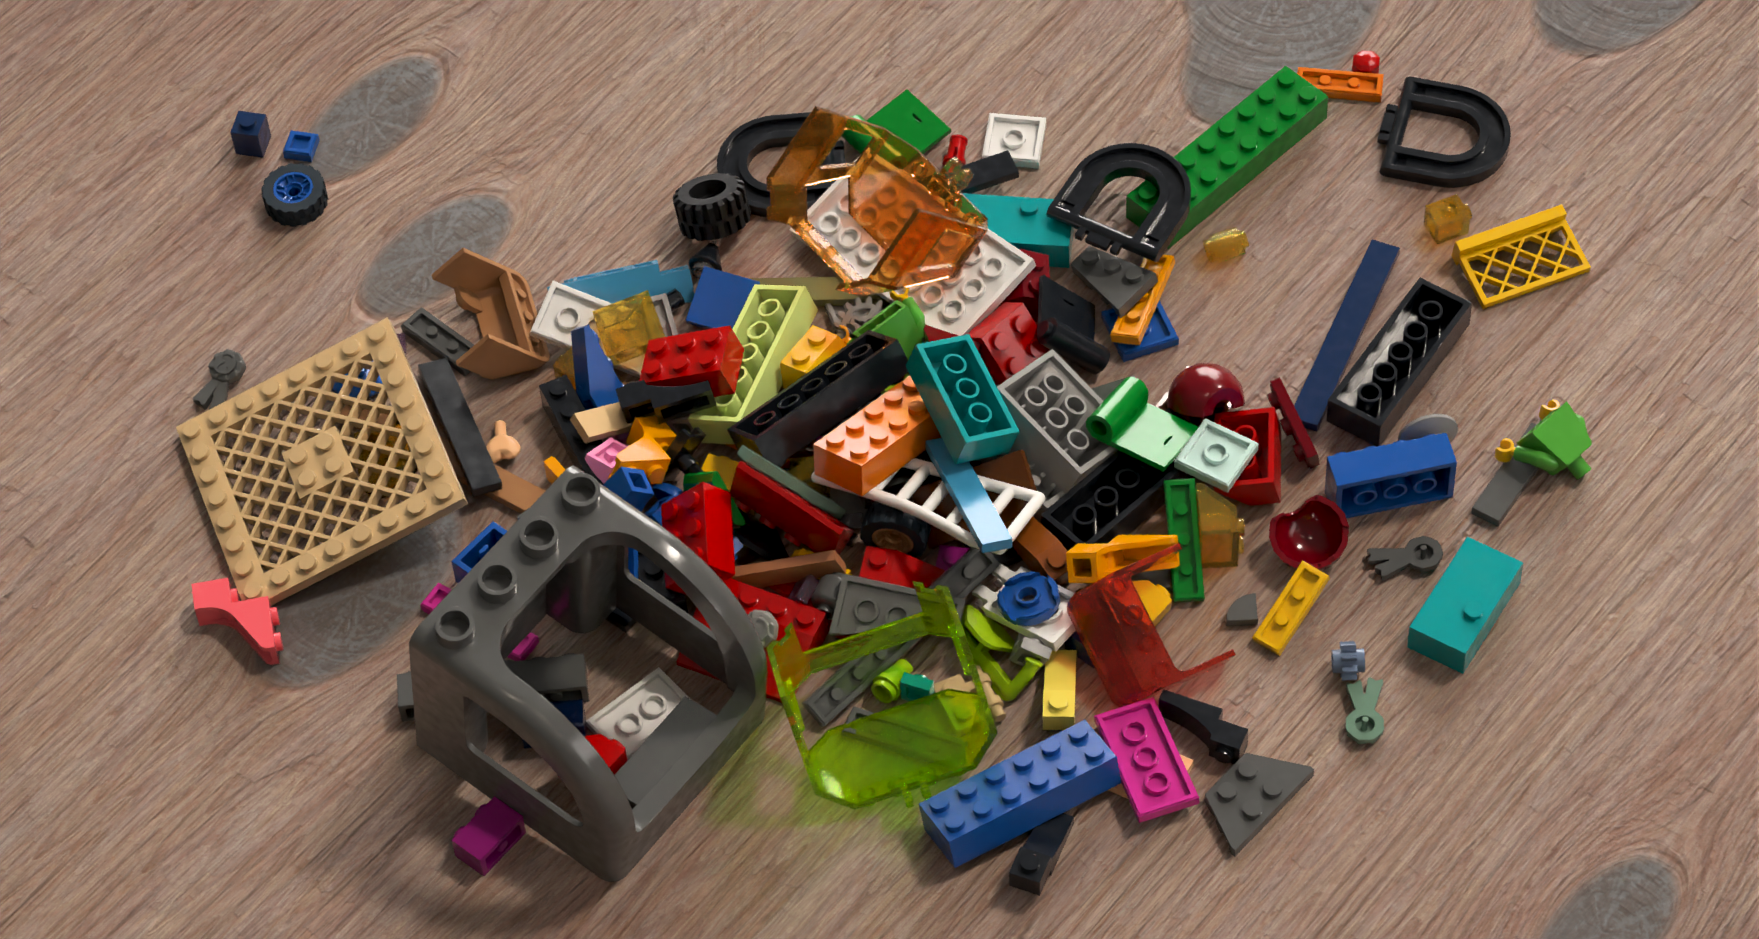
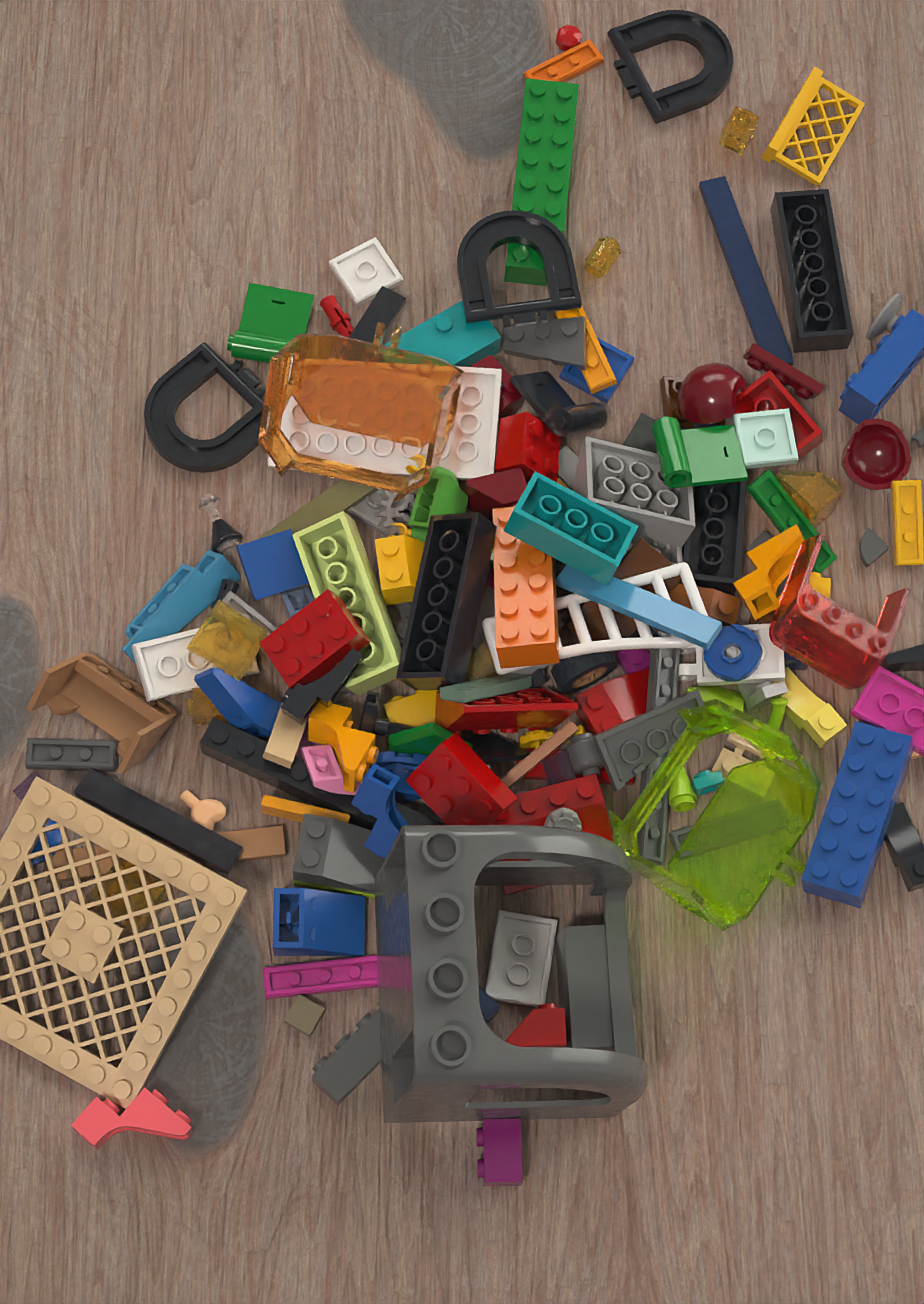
camera: 50 degrees left, 15 degrees up
(711, 206) = (194, 489): black tyre -> none

